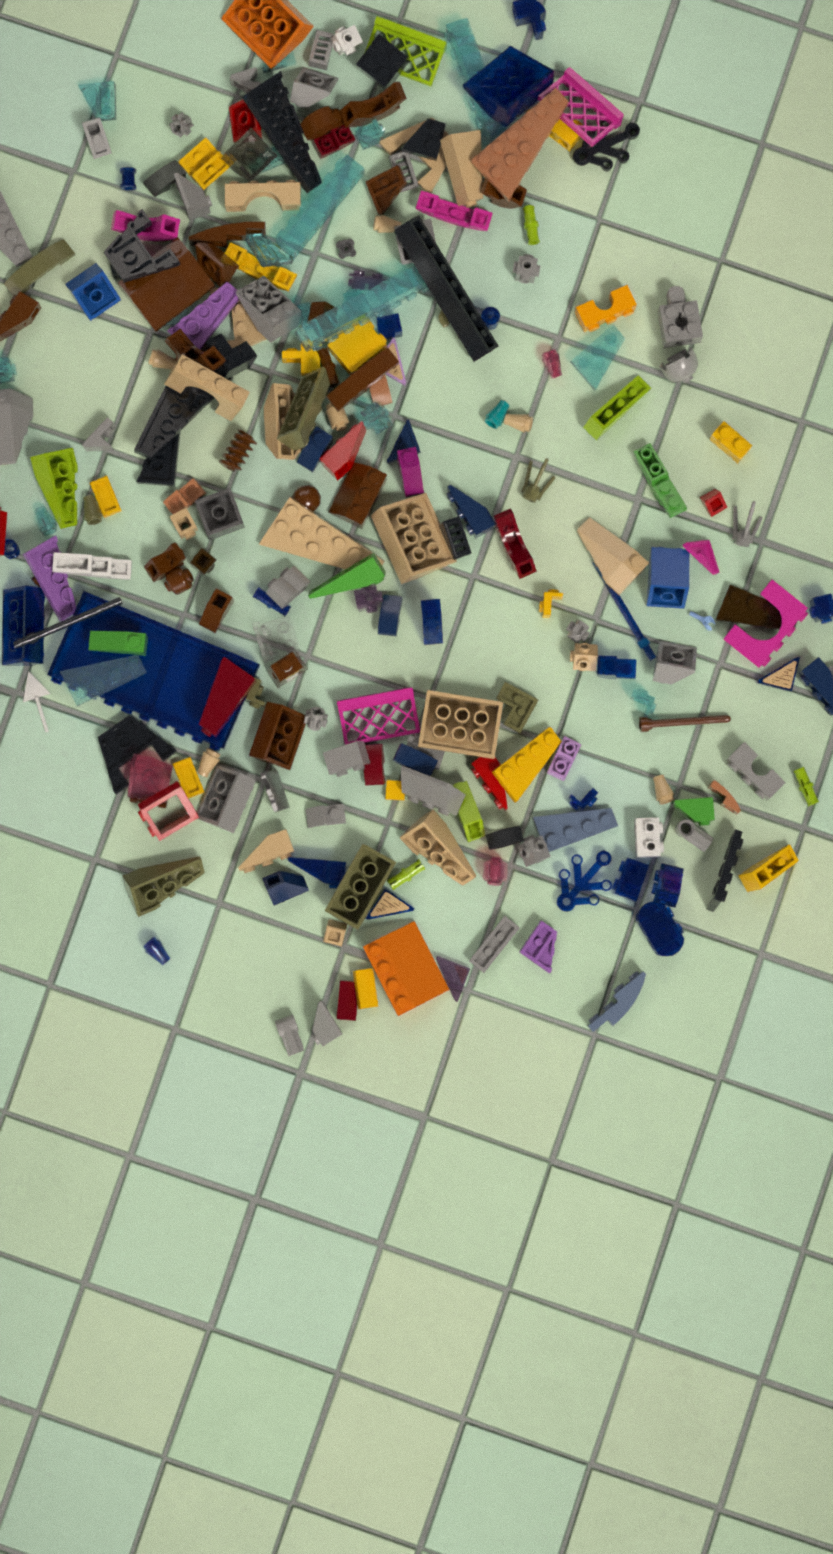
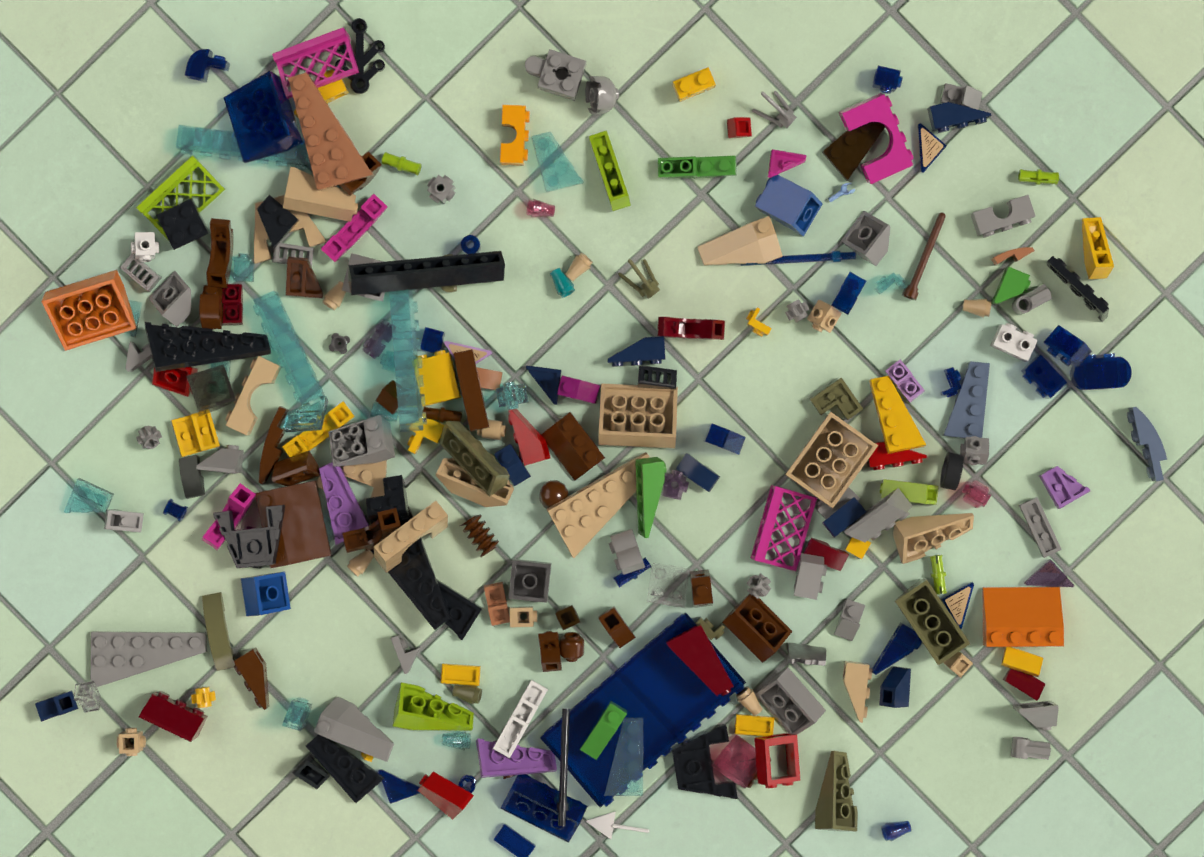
camera: 55 degrees left, 5 degrees up
(581, 883) = (1024, 421): clear blue plant -> none

